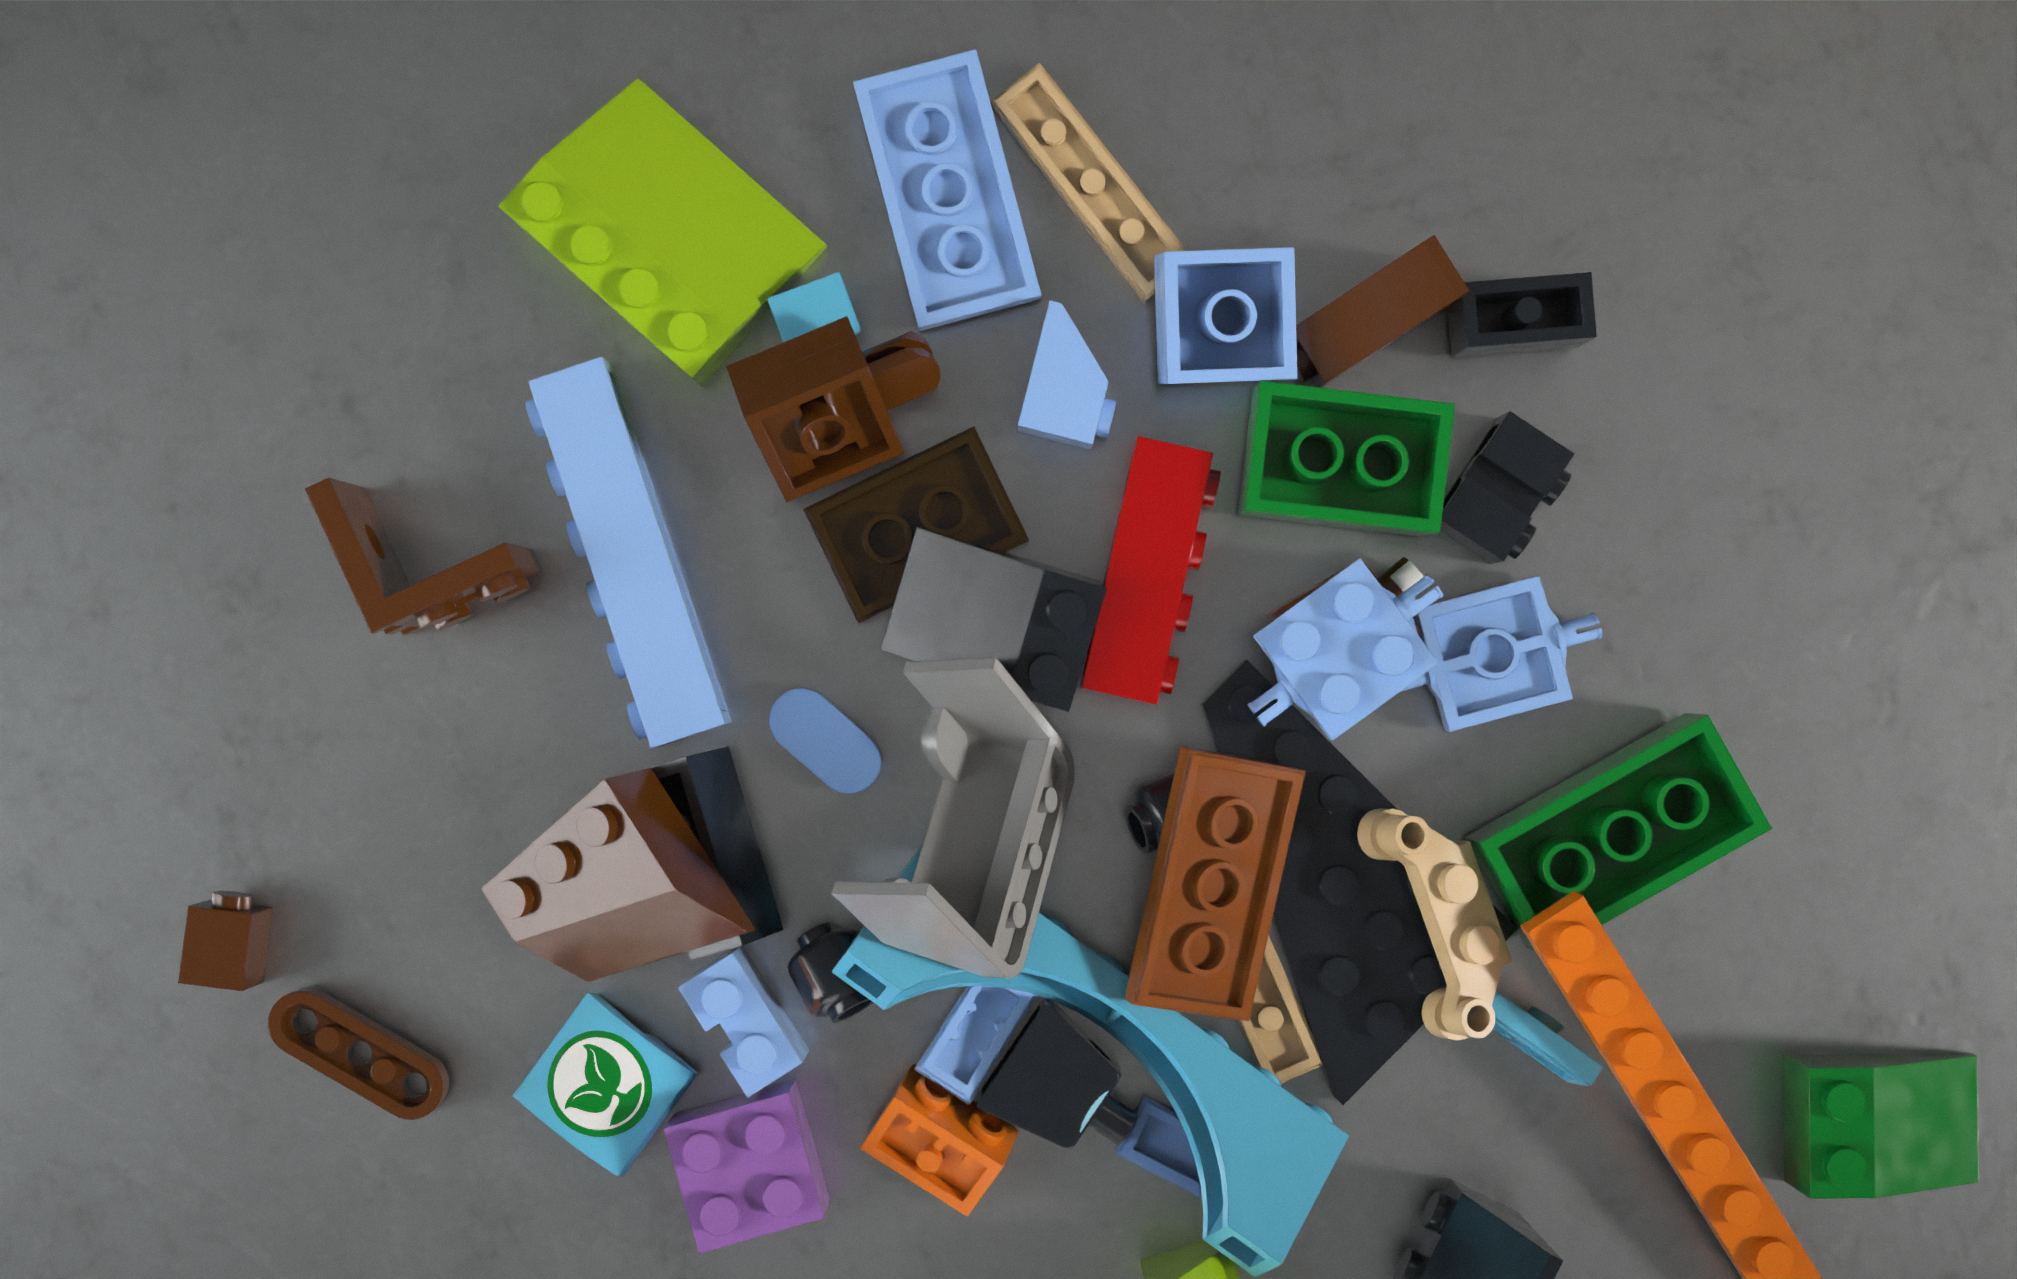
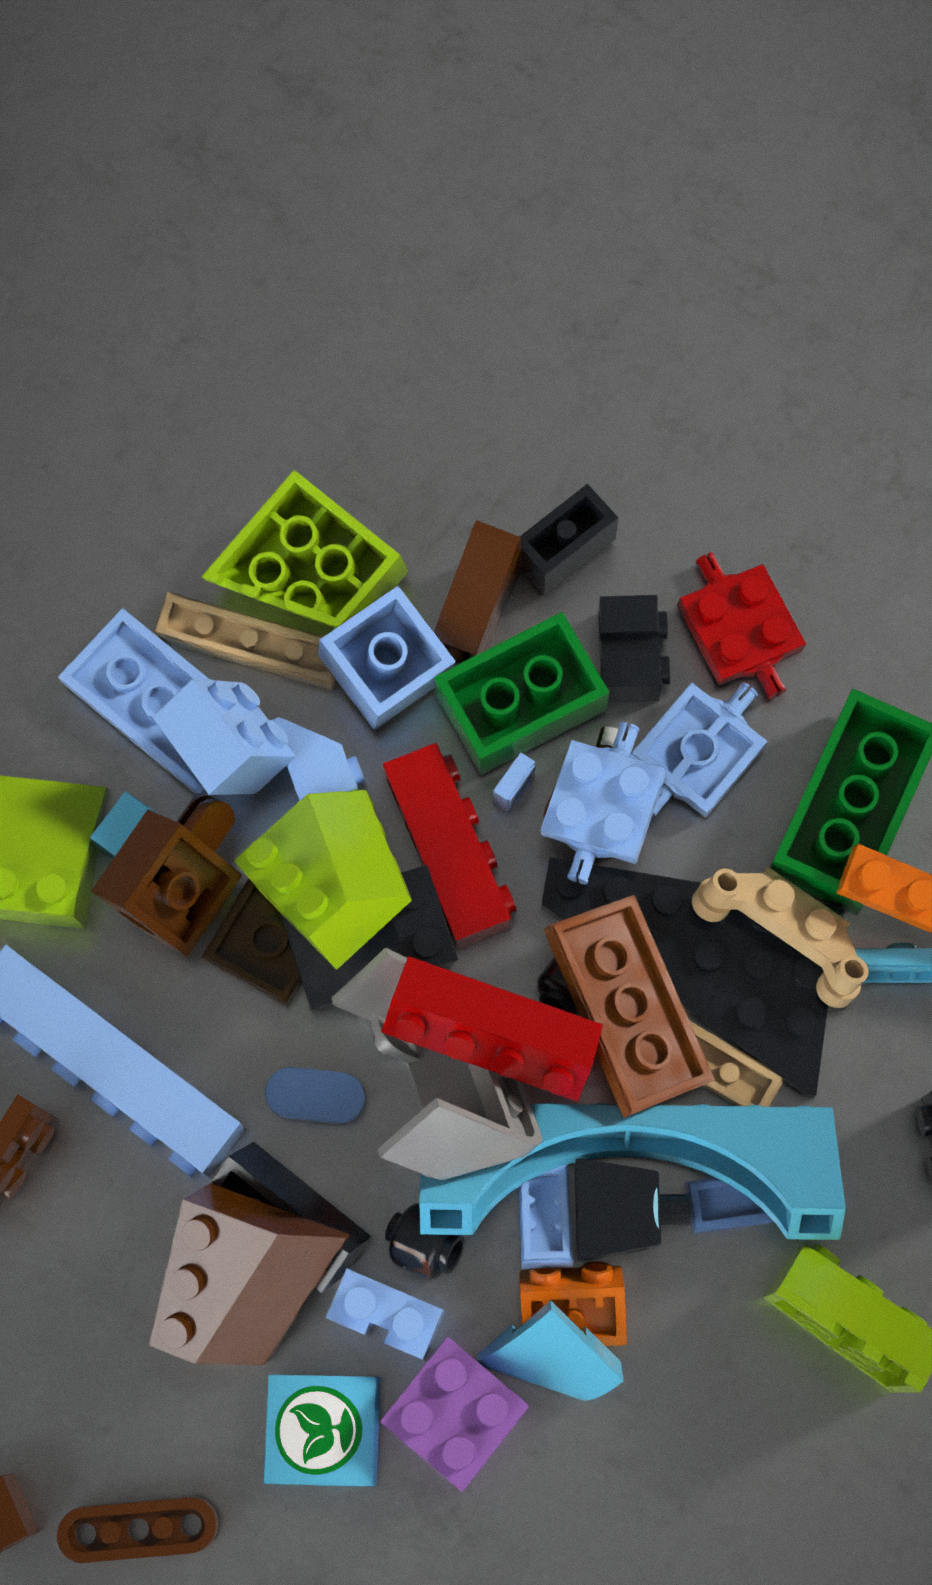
camera: 30 degrees left, 15 degrees down
(888, 1180) = (555, 1355): none -> medium azure slope
(983, 292) = (224, 736): none -> light blue brick
(996, 525) = (329, 872): none -> lime wedge
(1050, 822) = (492, 1028): none -> red brick
(1218, 137) = (308, 557): none -> lime wedge
(1267, 552) = (514, 783): none -> light blue tile
(1642, 544) = (741, 625): none -> red plate

